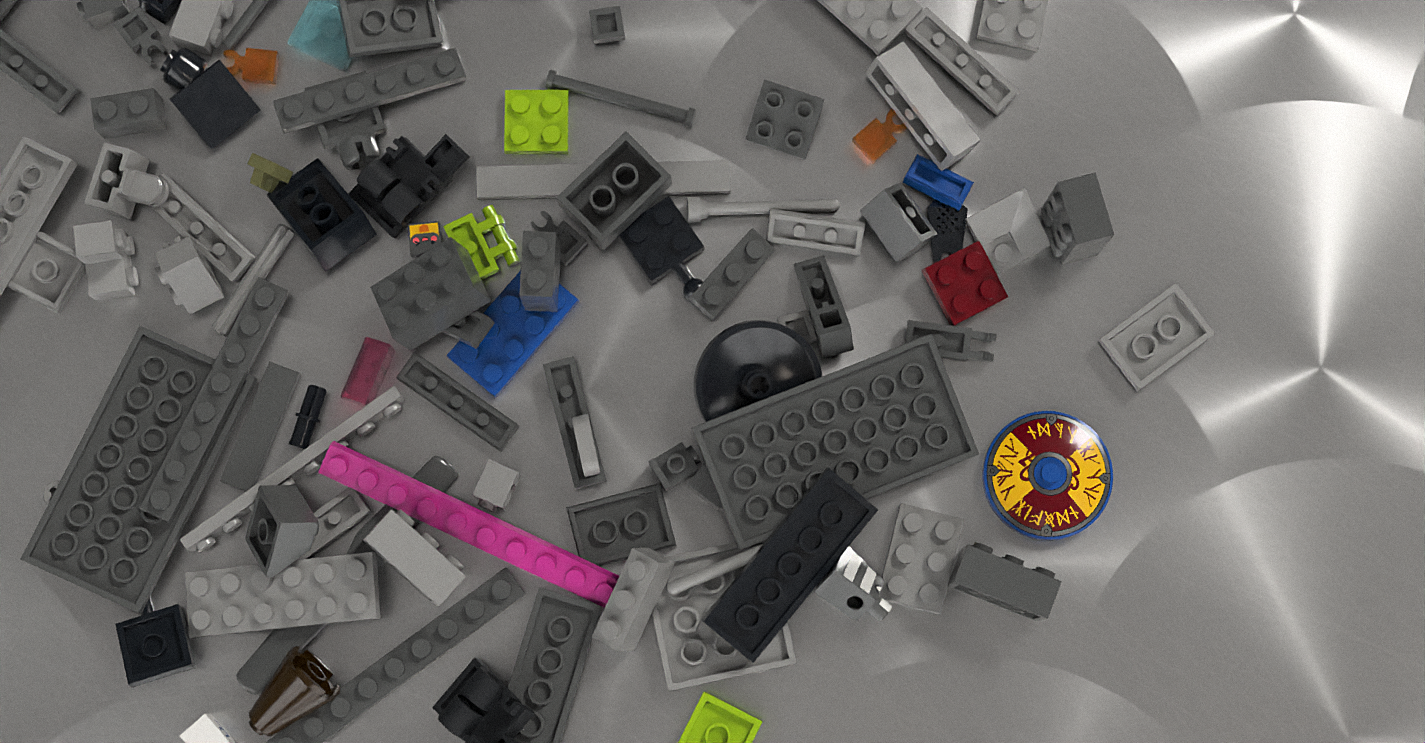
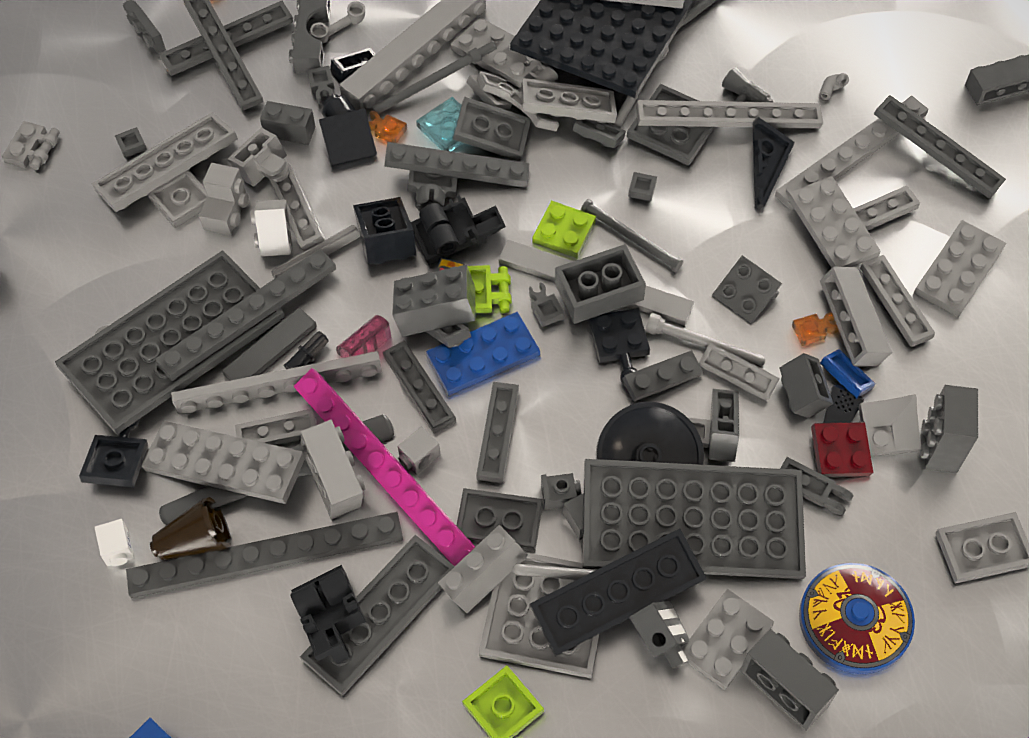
camera: 25 degrees right, 20 degrees down
(267, 173) = (362, 188): olive tile -> none
(280, 527) = (246, 411): dark grey slope -> none
(540, 271) = (520, 309): dark grey brick -> none
(586, 445) = (498, 445): light grey beam -> none

